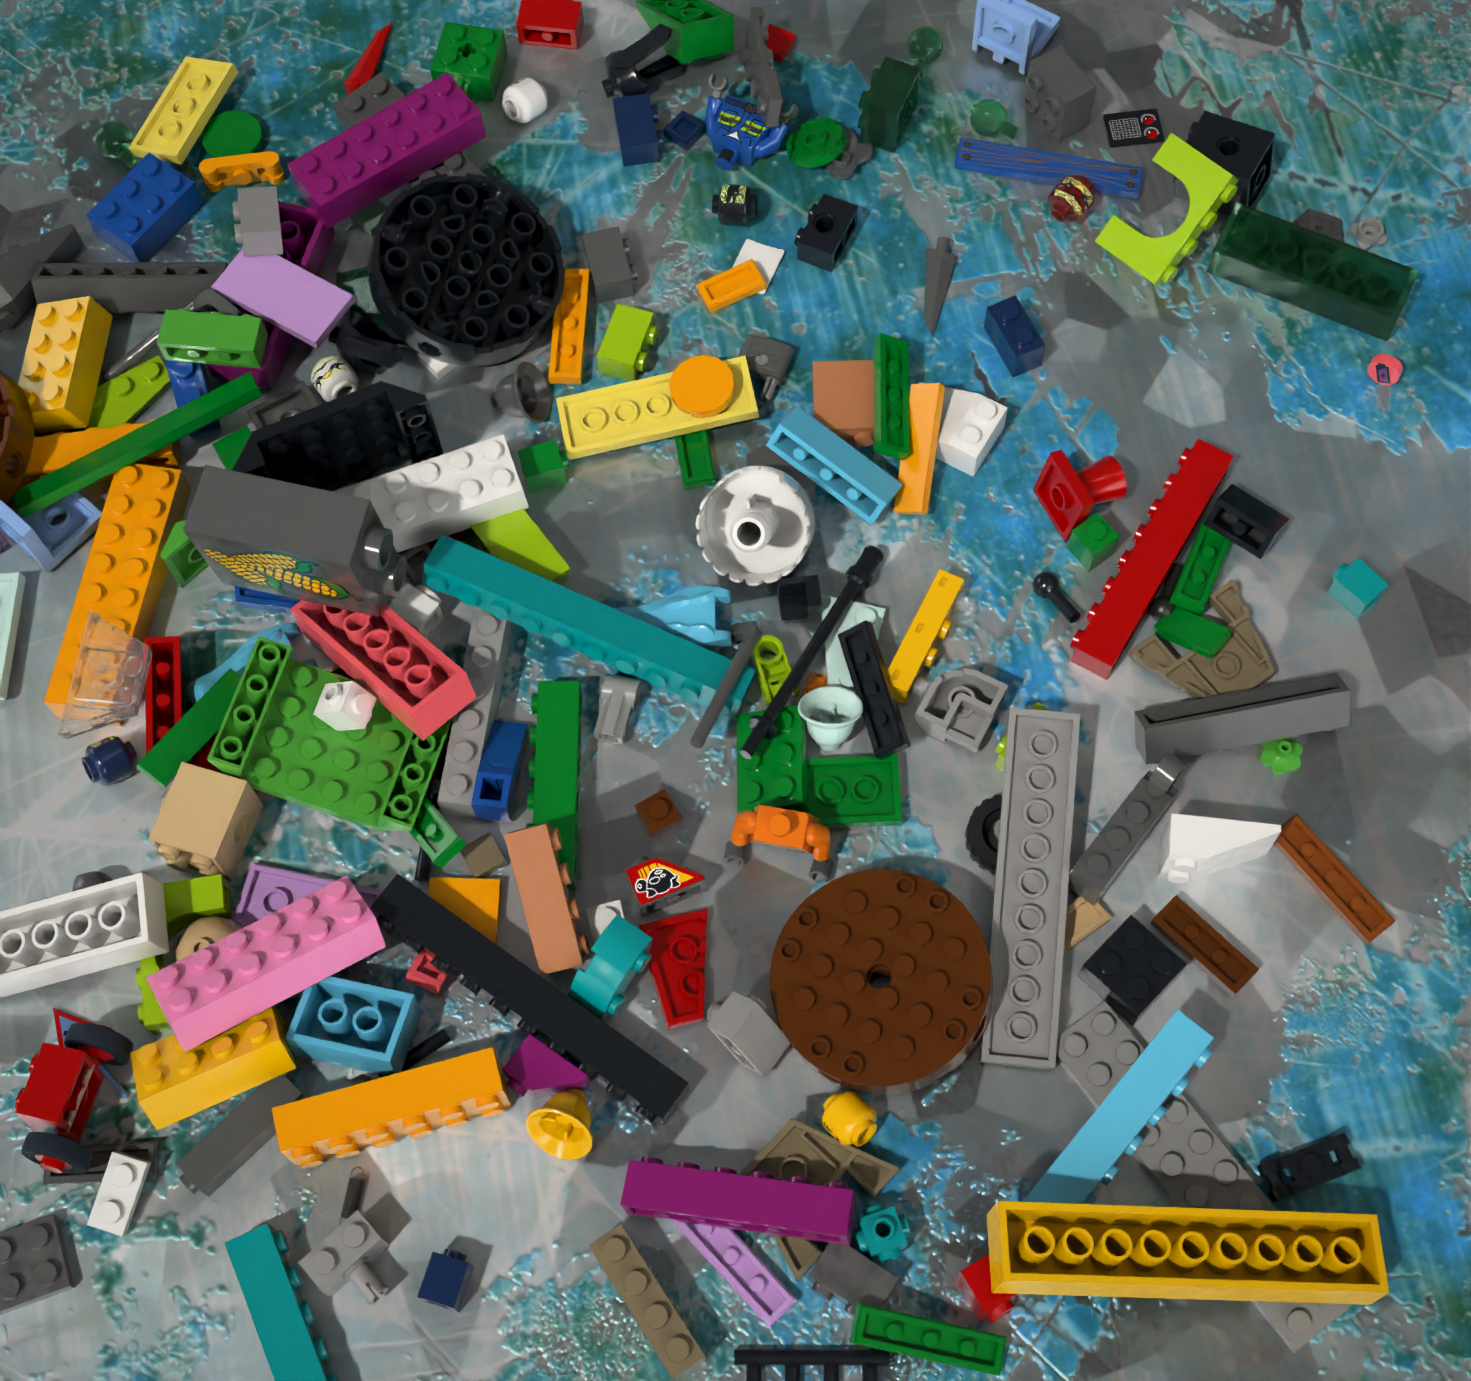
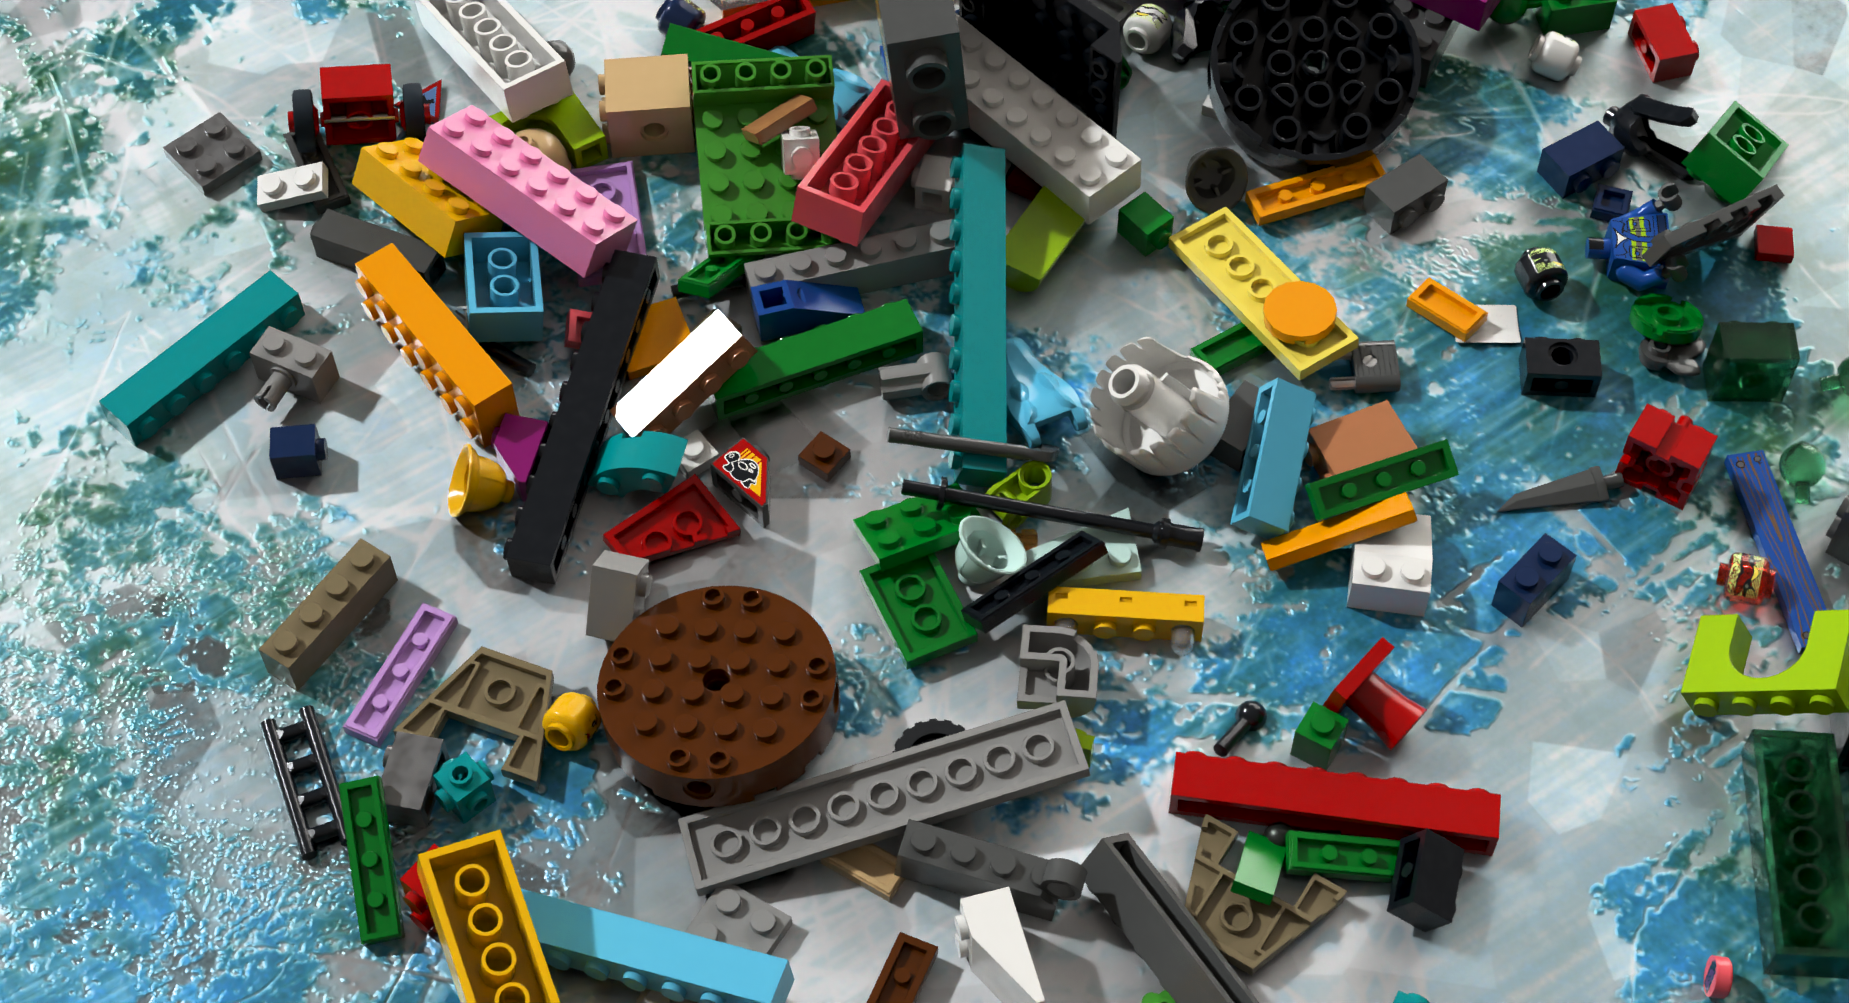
camera: 65 degrees right, 10 degrees down
(302, 709) = (779, 119): none -> medium nougat tile
(352, 1196) = (353, 356): dark grey piece -> none
(627, 342) = (1323, 241): lime brick -> none
(739, 1201) = (447, 650): magenta brick -> none
(782, 830) = (840, 556): orange torso -> none
(799, 599) = (1114, 491): black panel -> none
(949, 197) = (1666, 455): none -> red brick
(1131, 970) = (833, 929): black brick -> none

